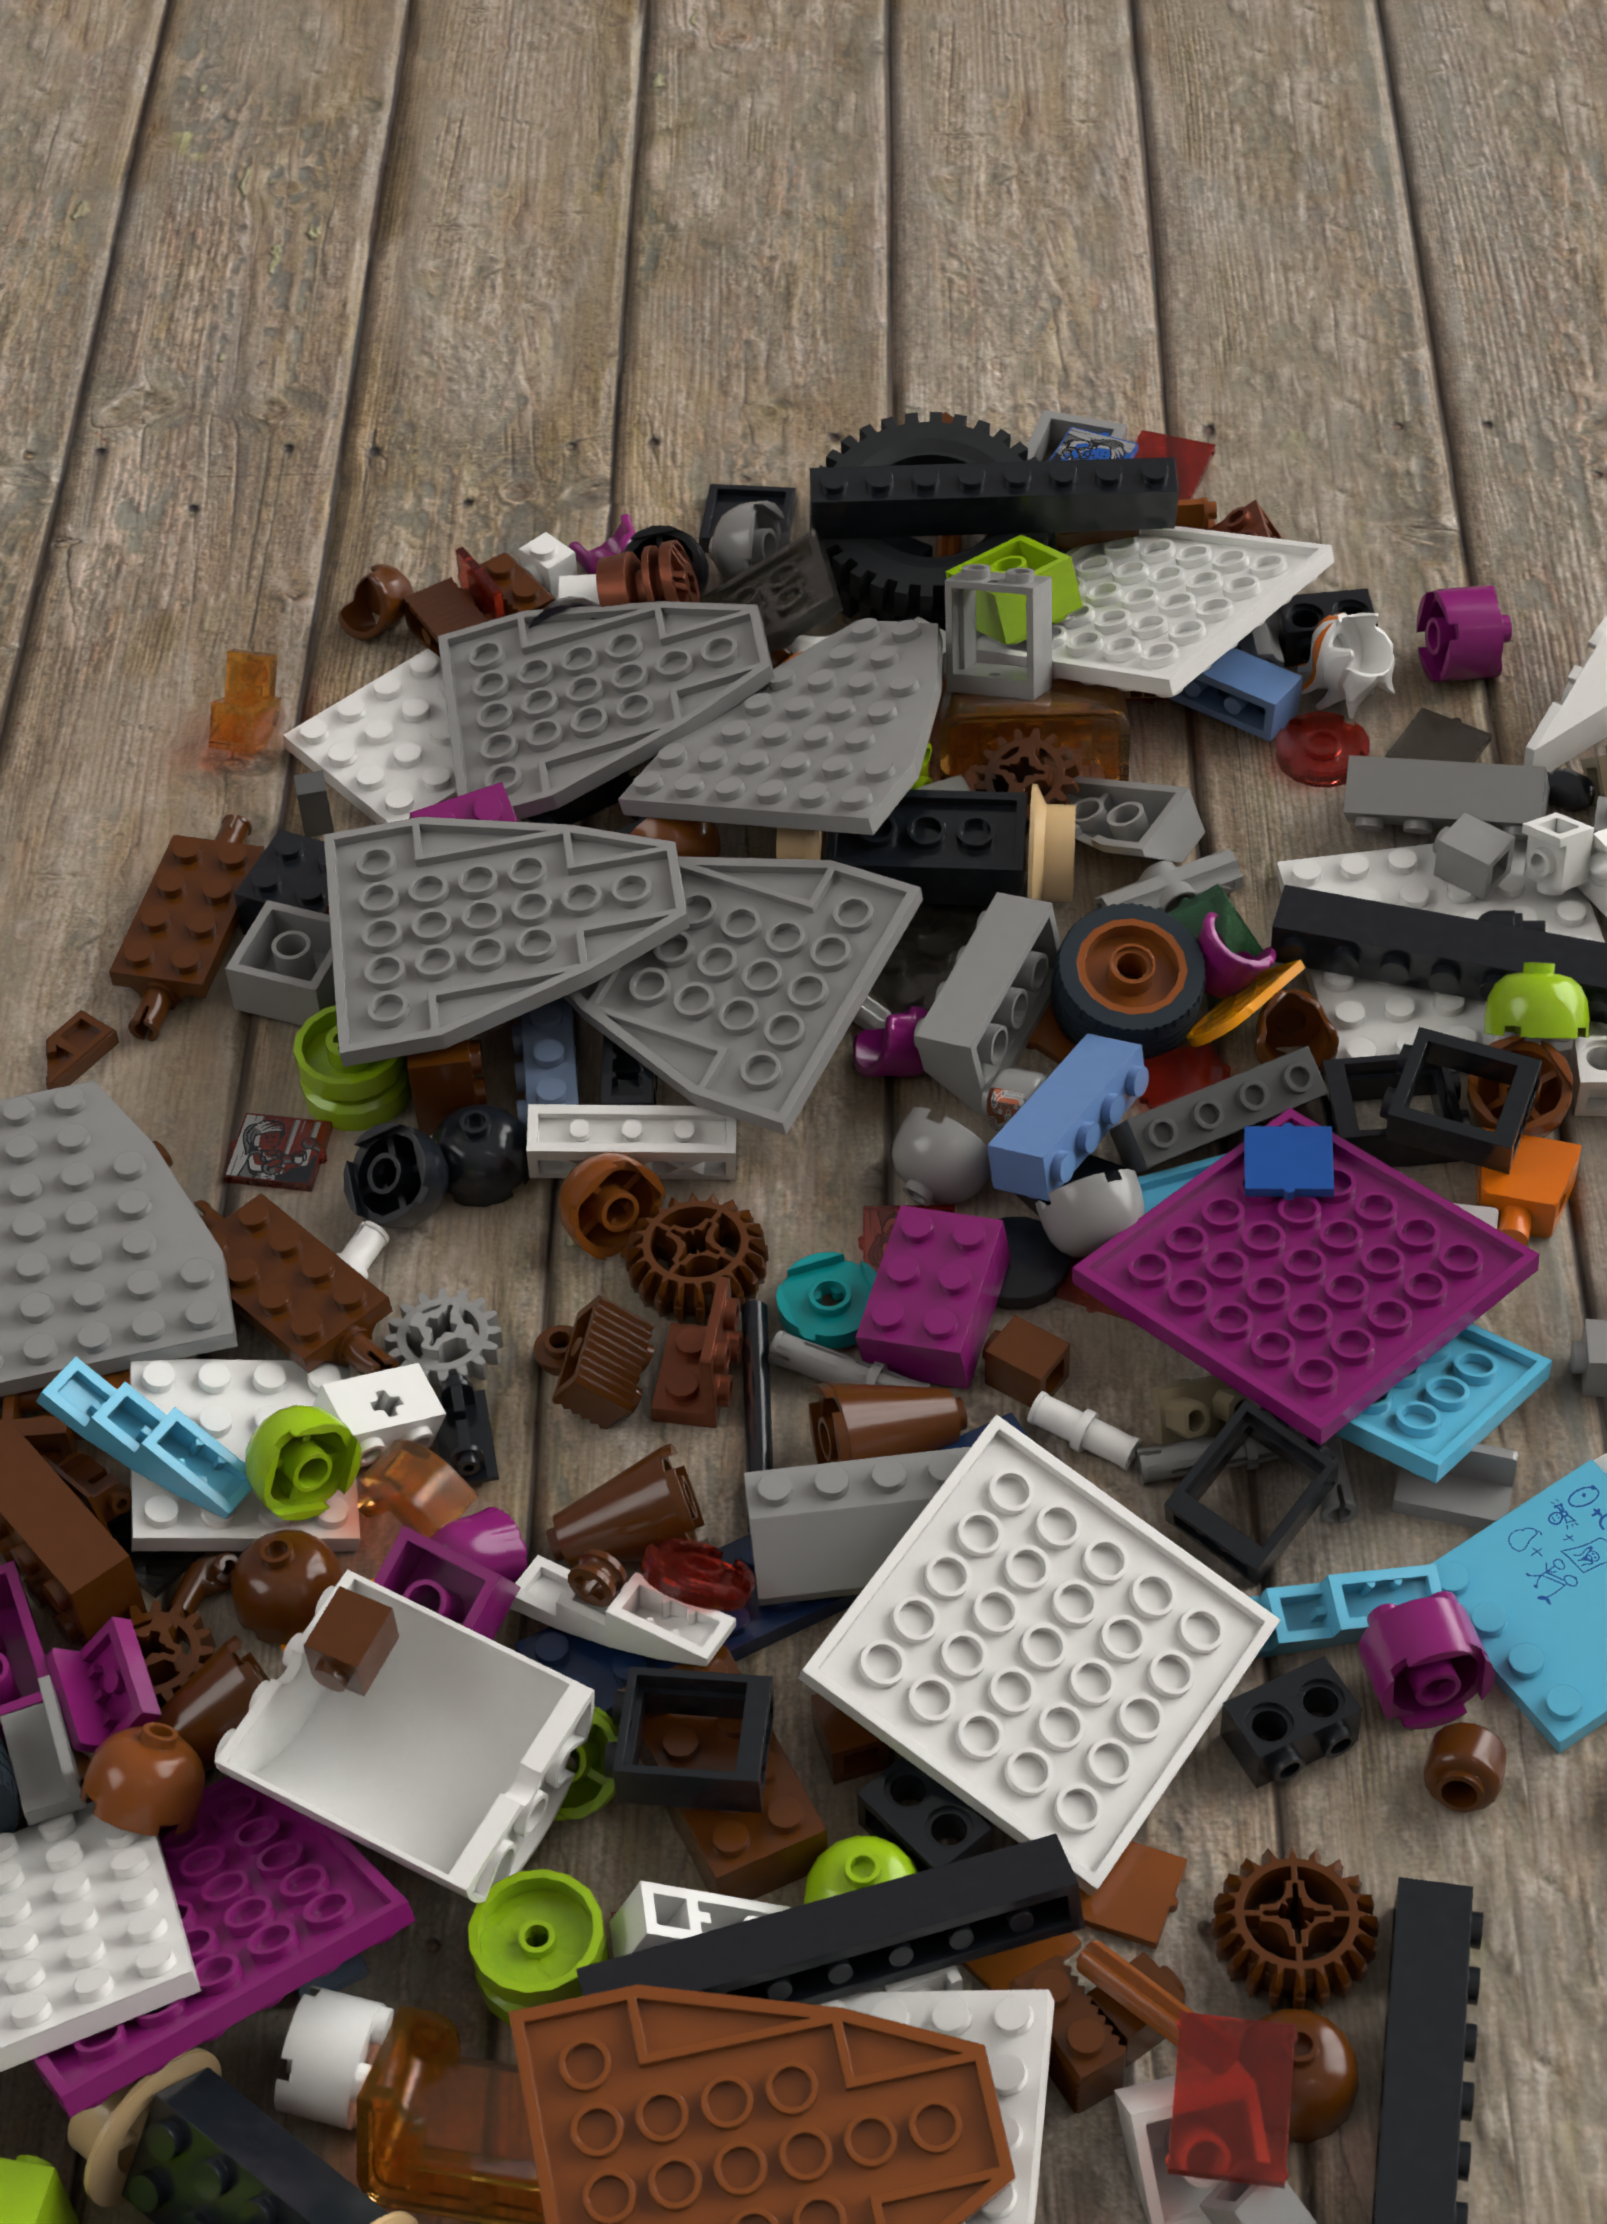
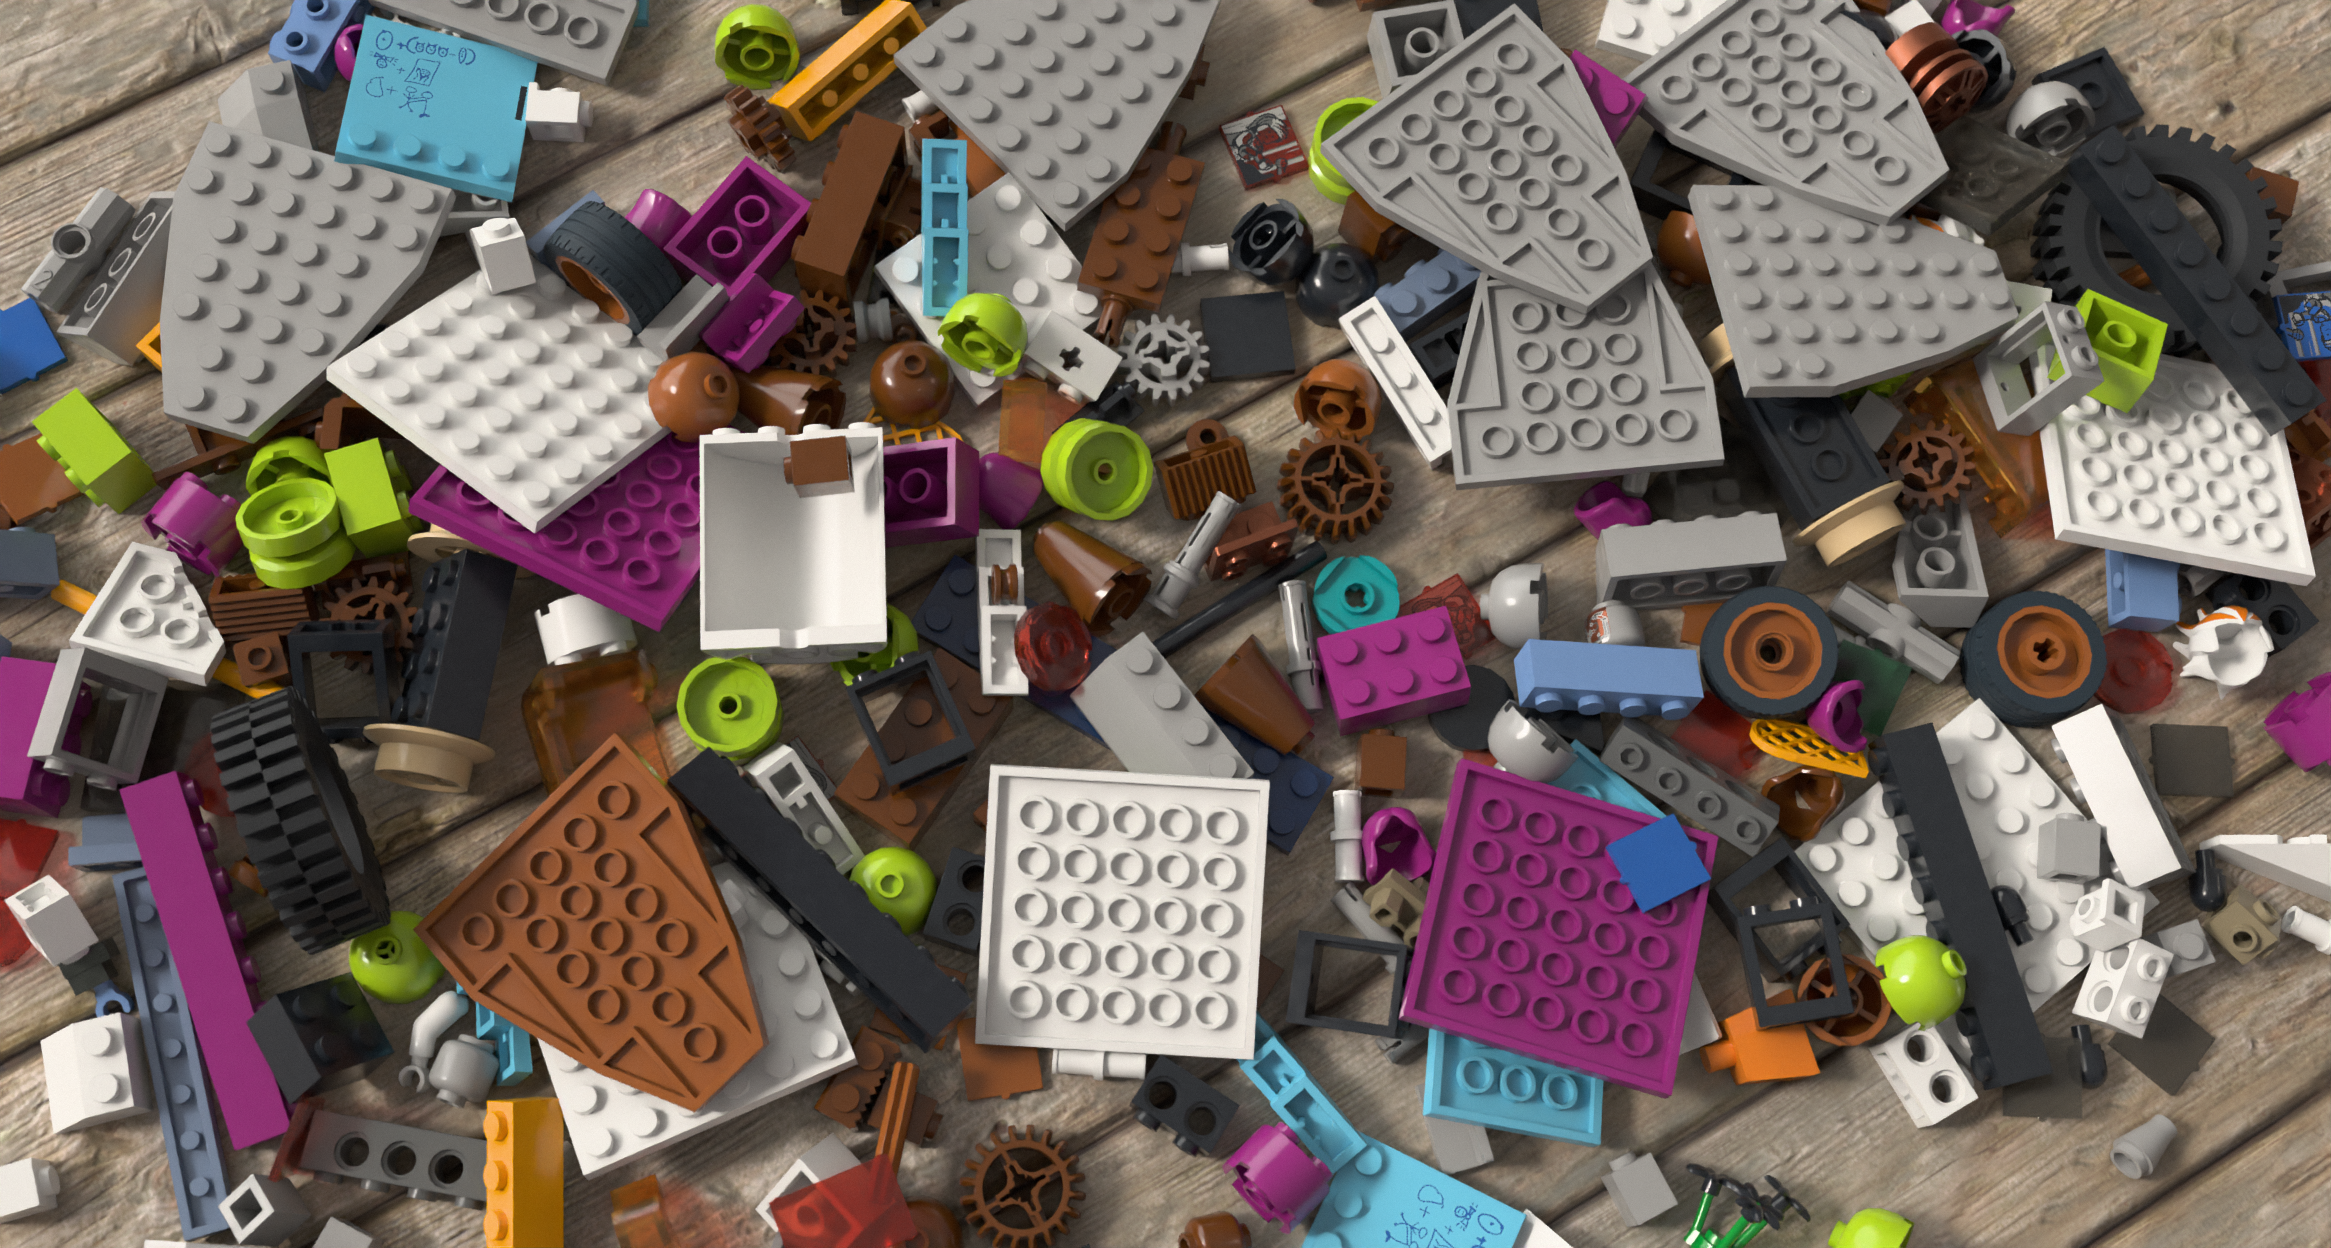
camera: 45 degrees right, 25 degrees up
(191, 1577) = (873, 321): none -> dark grey wheel
(474, 1255) = (1247, 336): none -> black tile
(525, 1443) = (1097, 469): none -> lime wheel
(694, 1433) = (1183, 572): none -> light grey pin
(1126, 1375) = (1413, 855): none -> magenta hair
(1192, 1783) = (1099, 1063): none -> white pin
(1268, 799) = (2033, 659): none -> wheel

